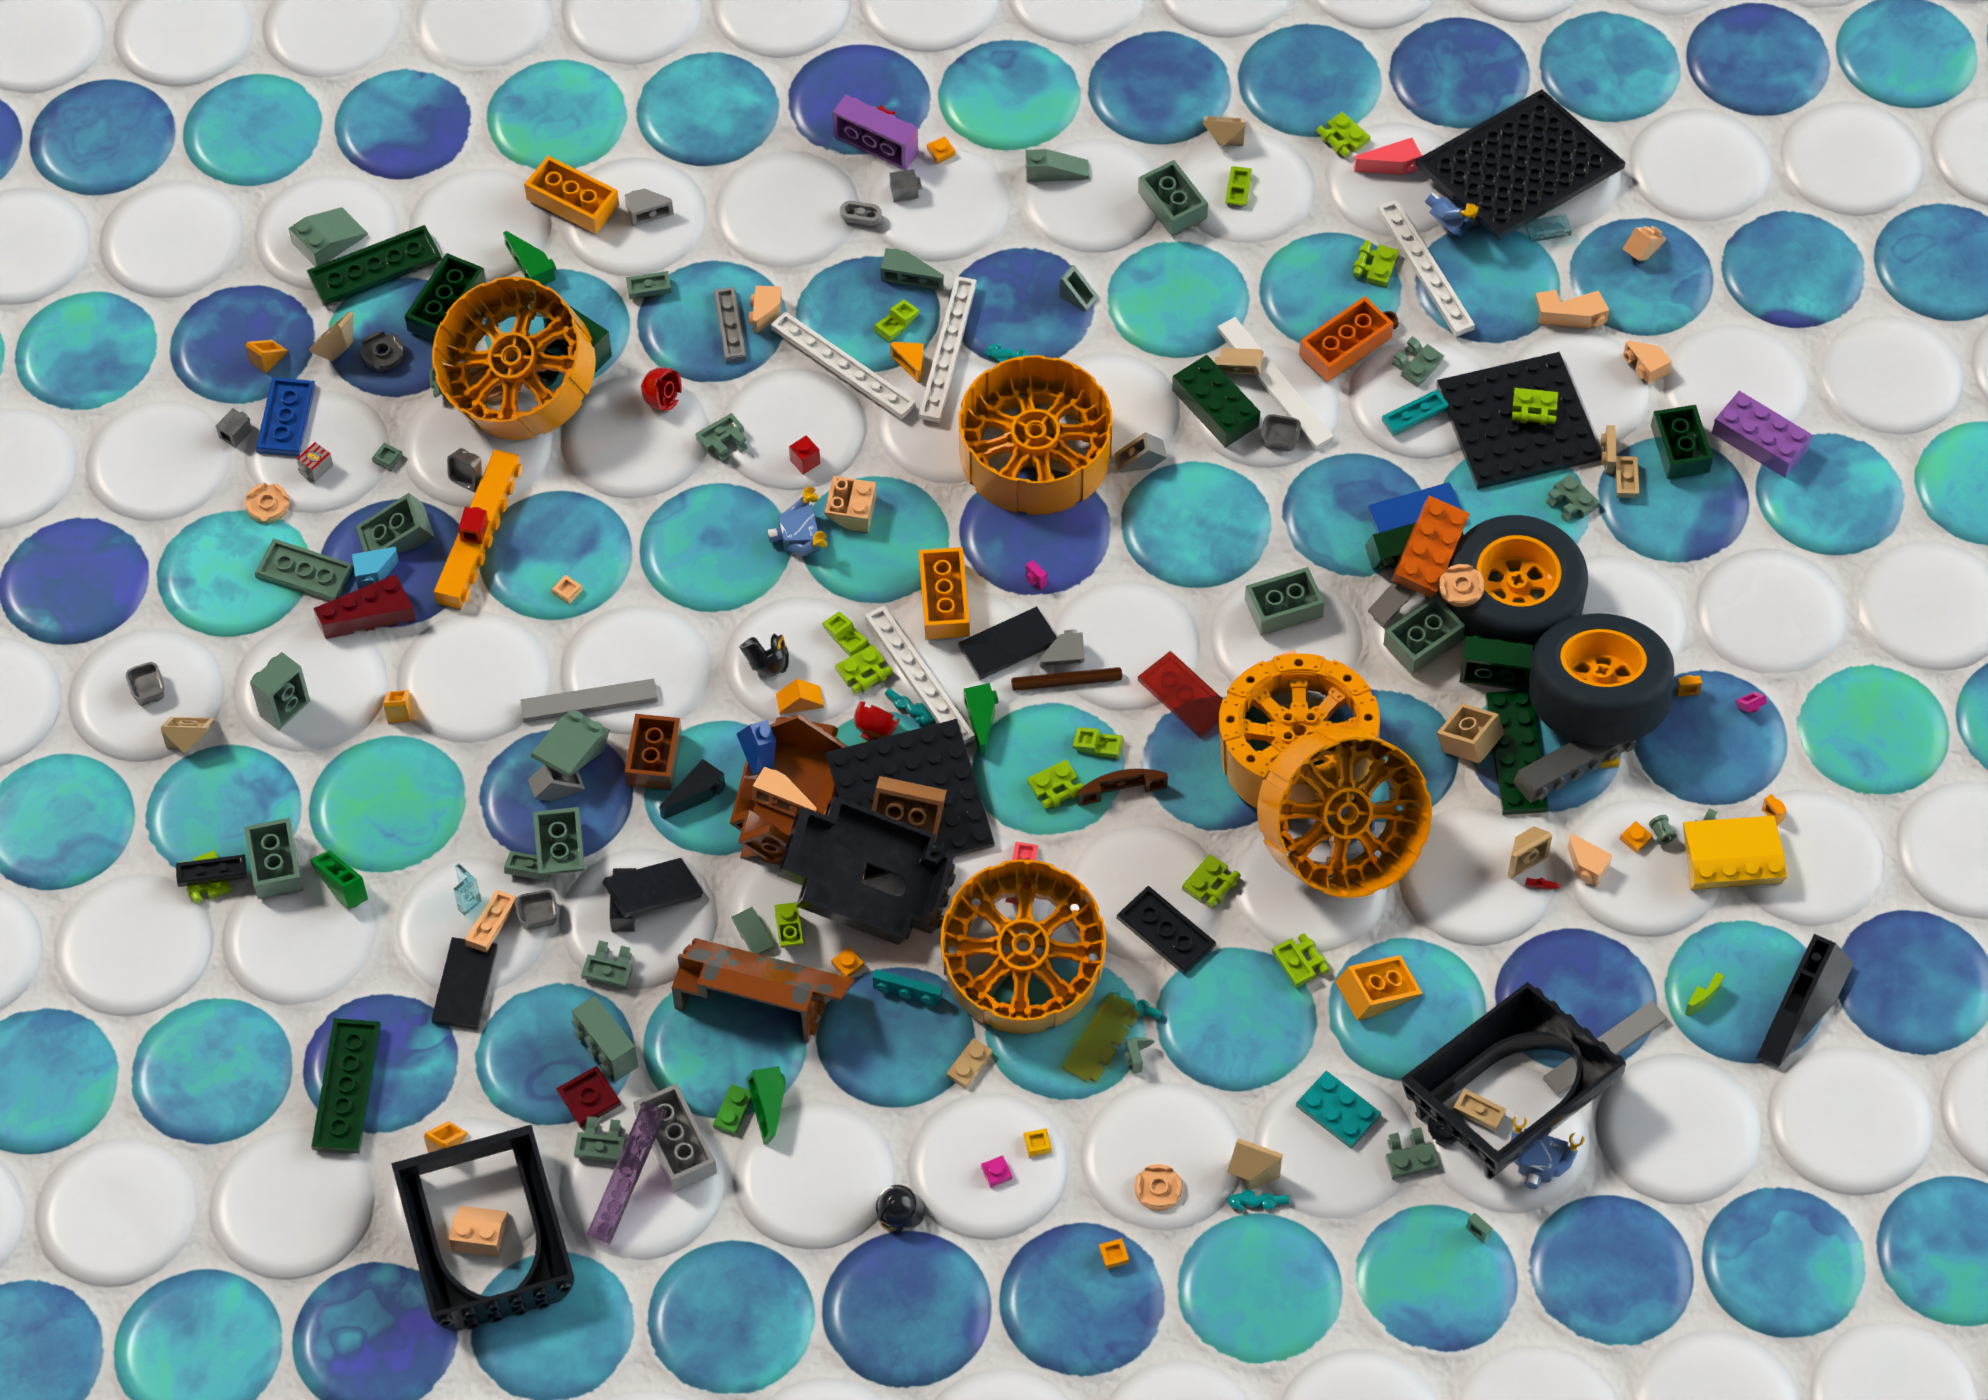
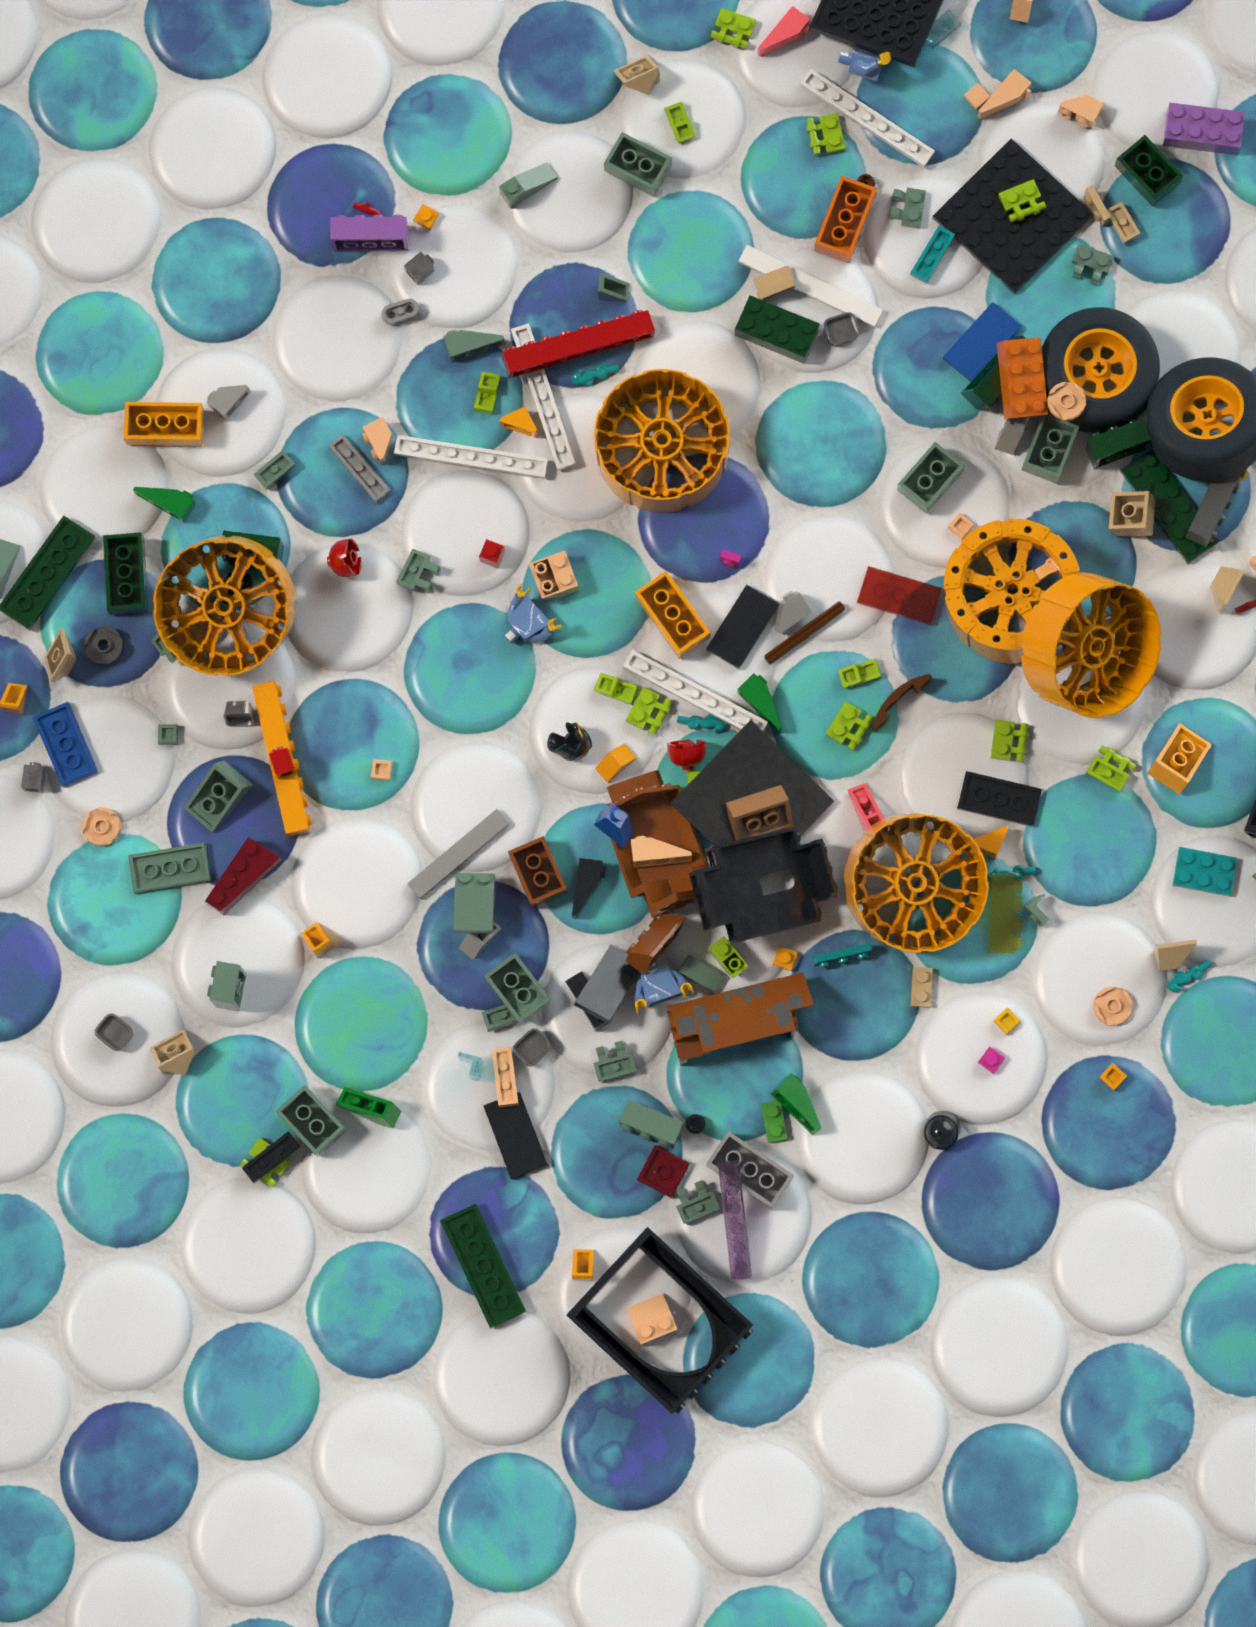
camera: 25 degrees left, 20 degrees up
(314, 462) = (116, 773): light grey brick -> none
(374, 565) = (222, 836): medium azure slope -> none
(648, 1063) = (695, 1117): none -> black plate
(701, 918) = (659, 986): none -> medium blue torso
(724, 872) = (654, 941): none -> dark orange slope
(1011, 317) = (578, 344): none -> red brick
(1130, 962) = (991, 842): none -> light orange slope
(1141, 454) = (747, 408): light grey slope -> none

